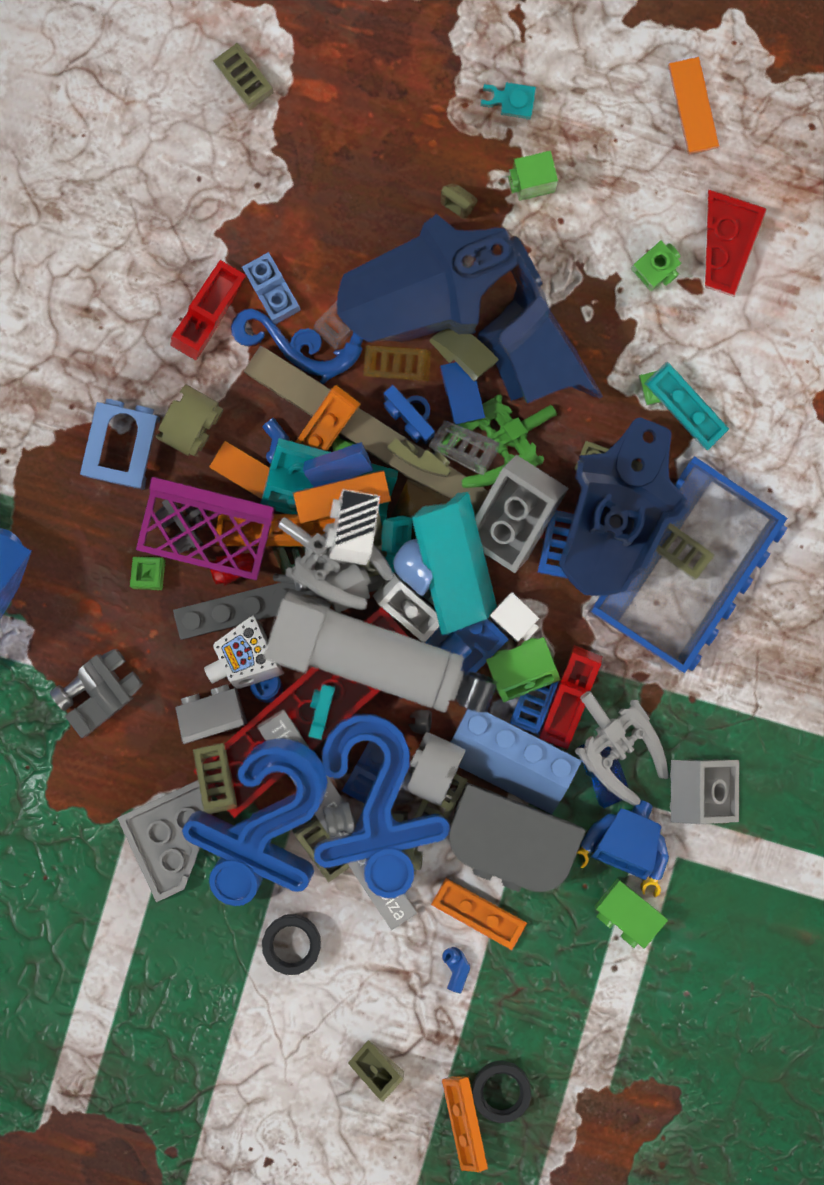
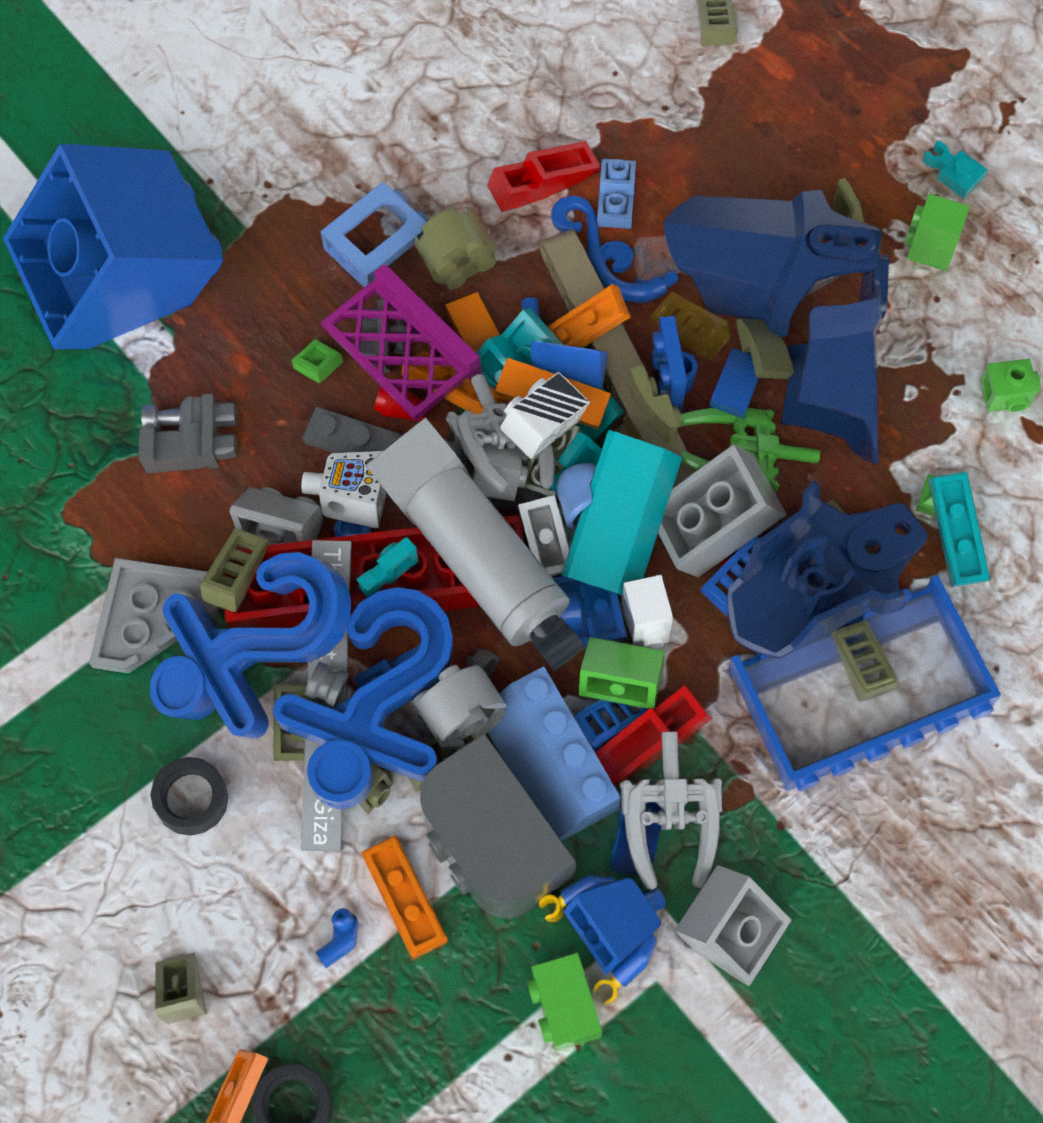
camera: 30 degrees right, 20 degrees down
(469, 460) = (704, 436): clear slope -> none

